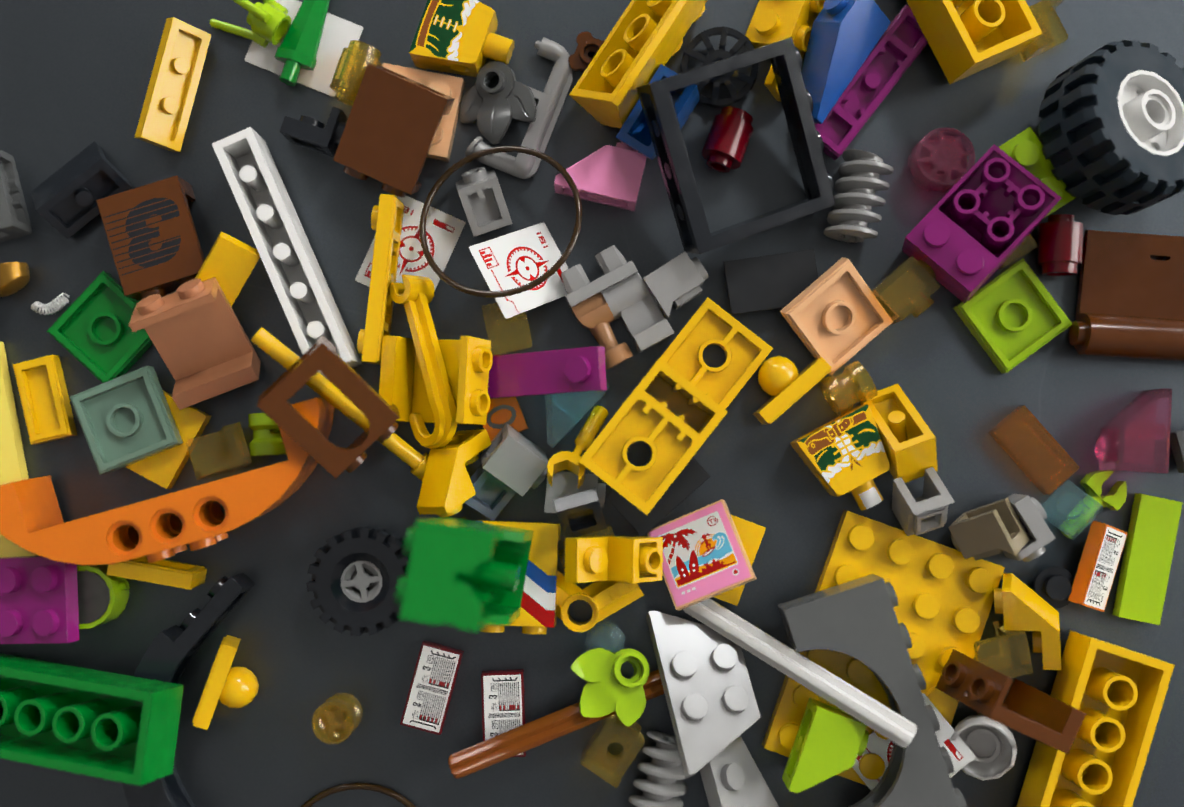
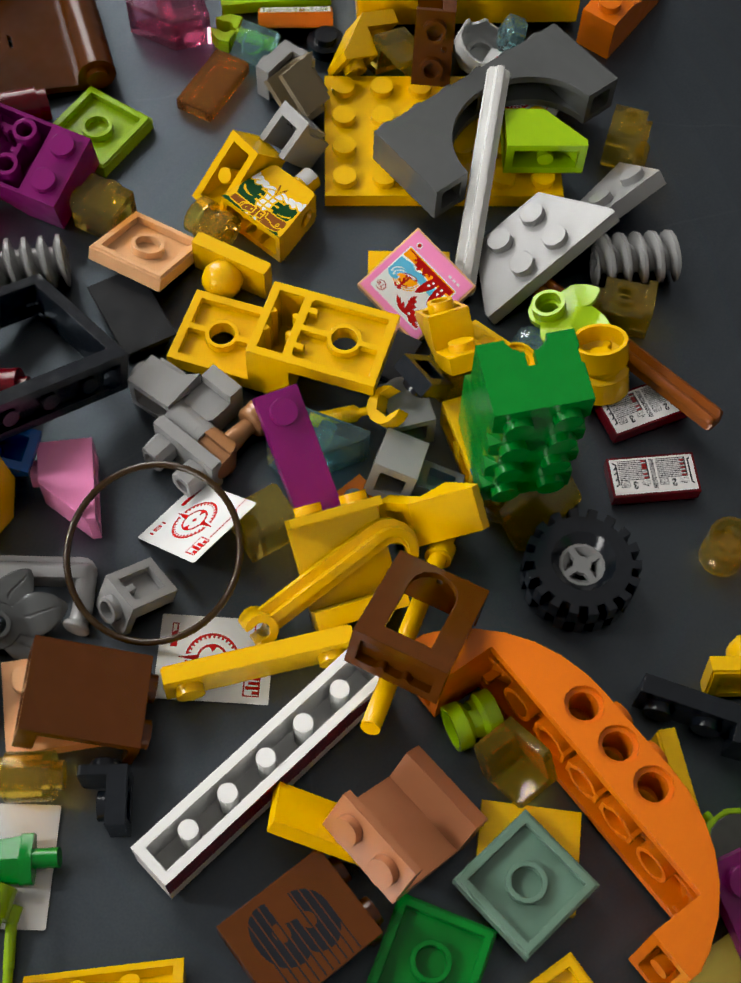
camera: 115 degrees left, 25 degrees down
(548, 689) = (605, 354): none -> yellow wheel
(979, 783) = (511, 32): none -> clear light blue tile

